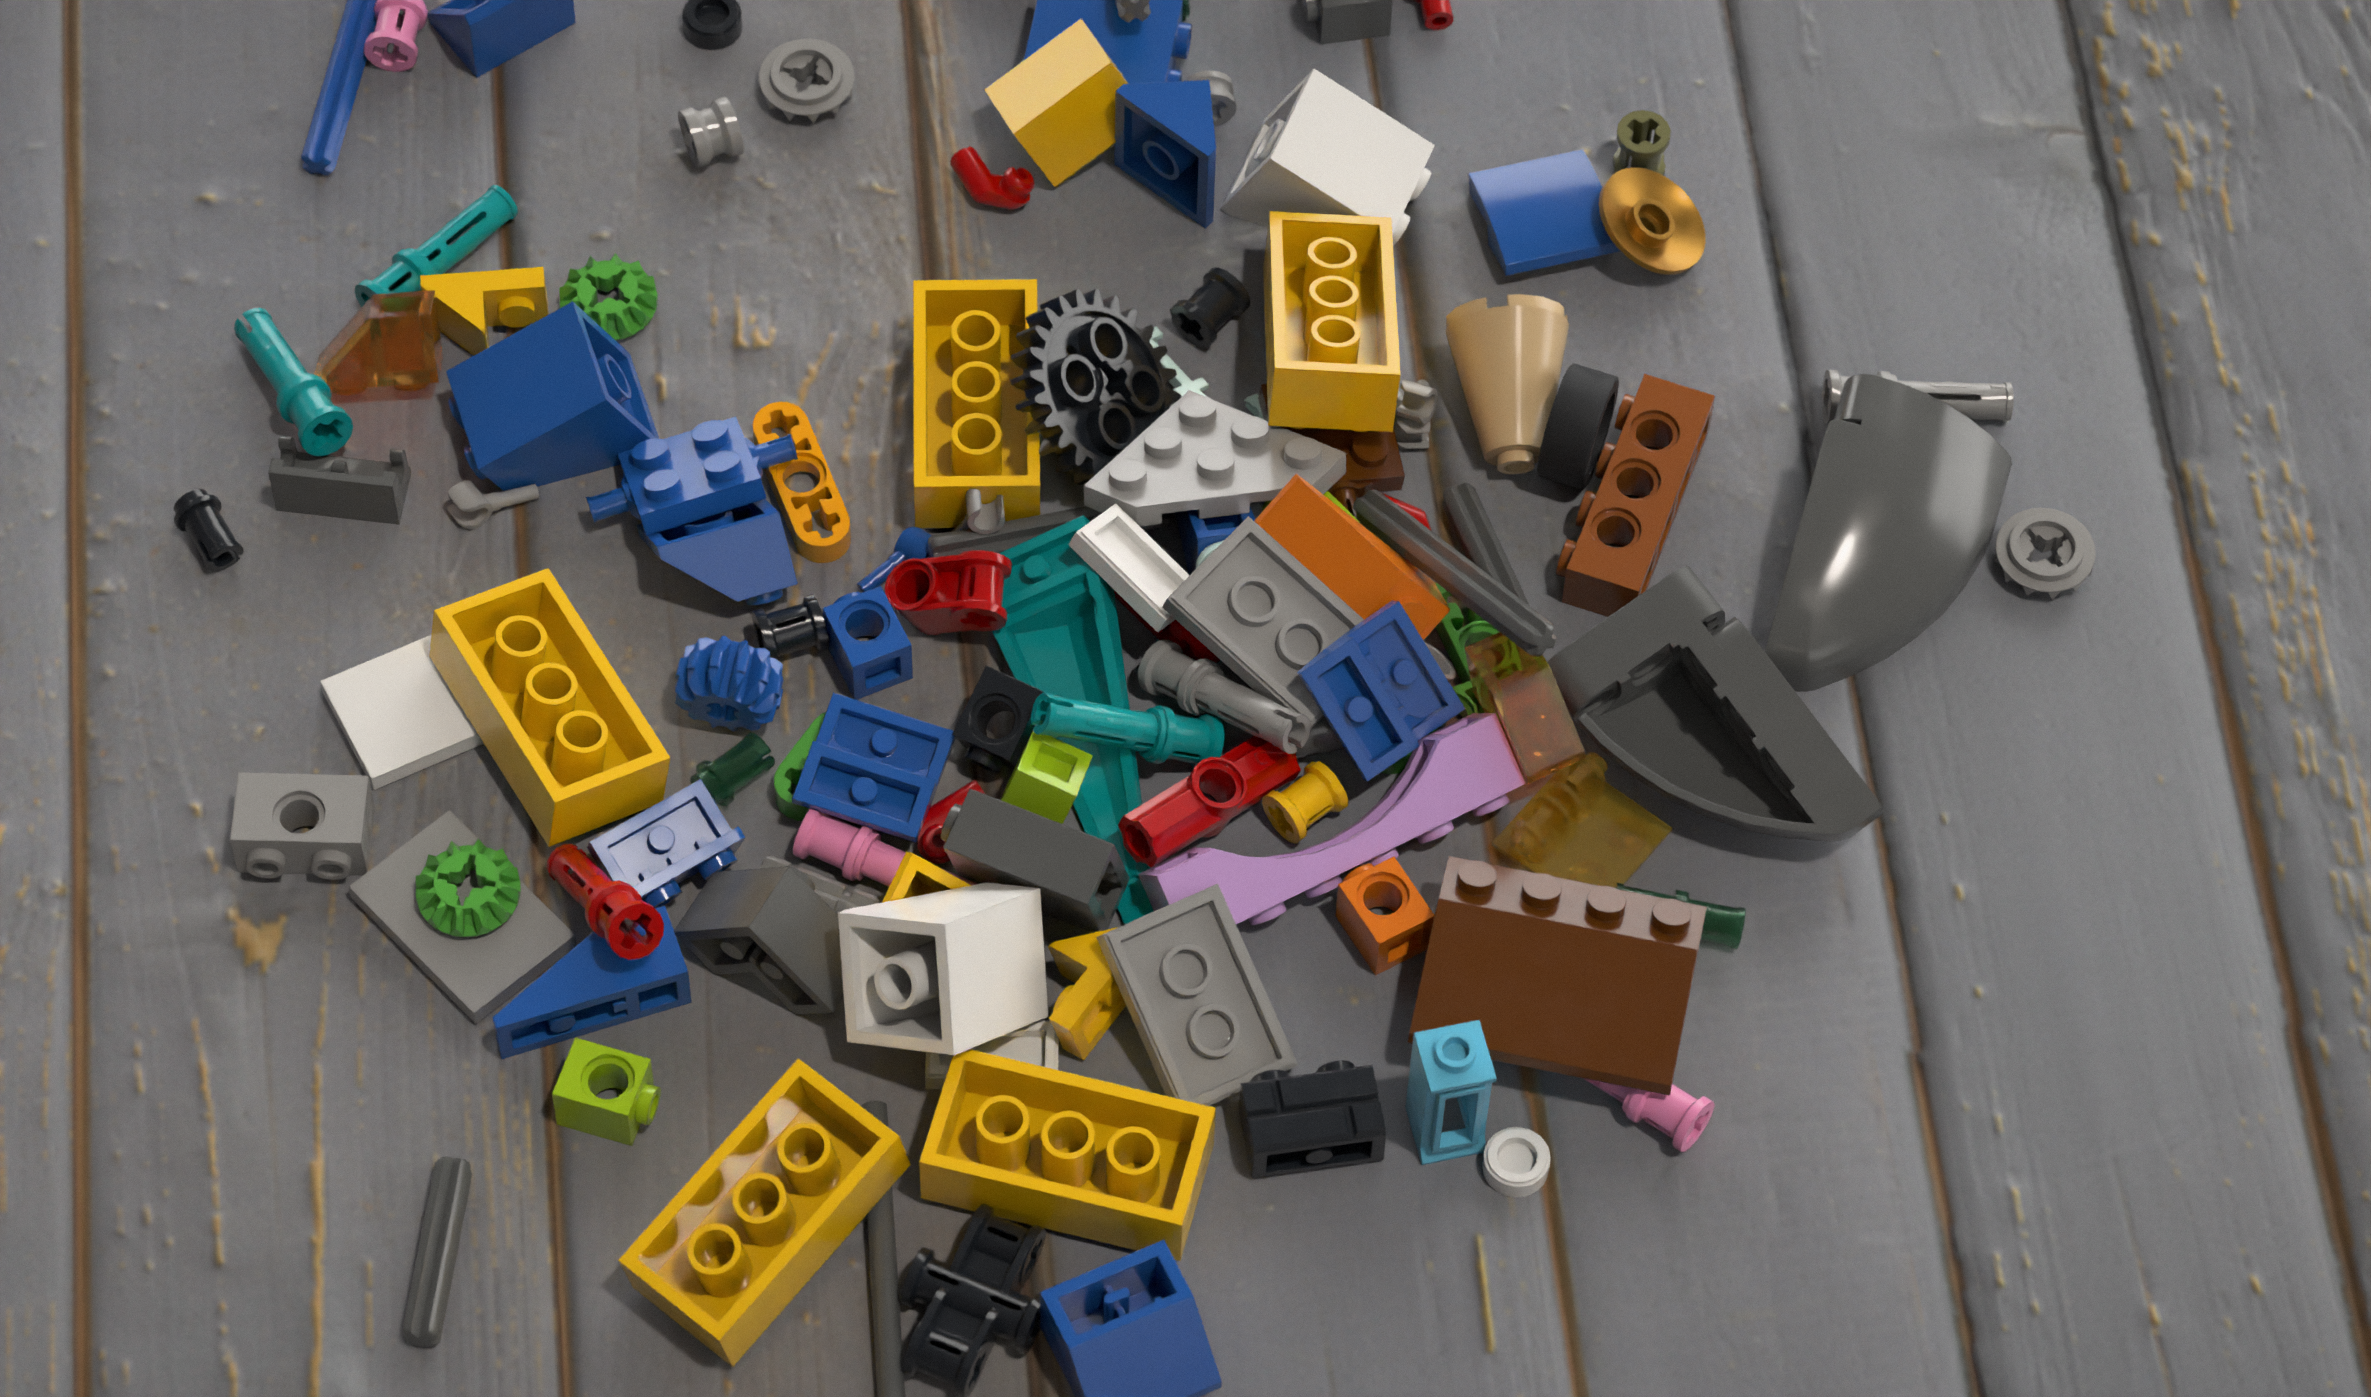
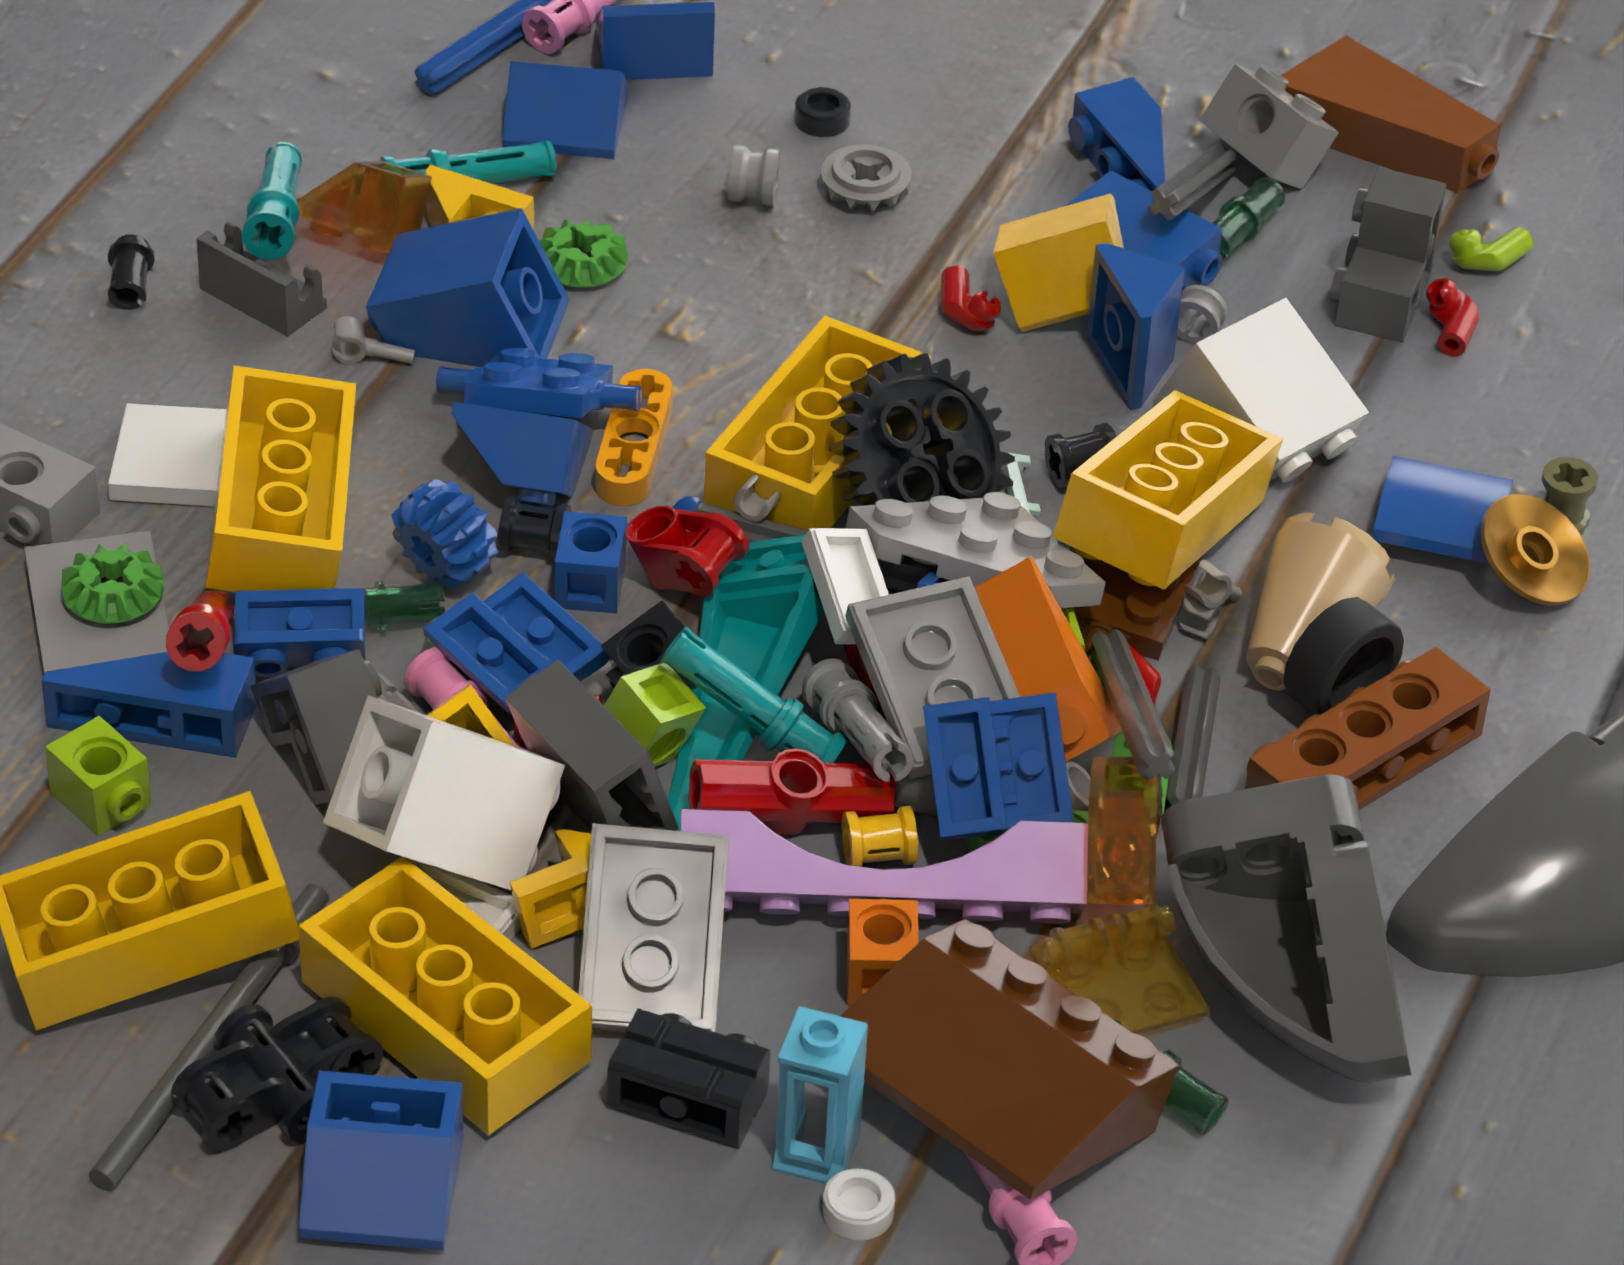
camera: 30 degrees right, 15 degrees down
(477, 137) = (567, 105): none -> blue slope

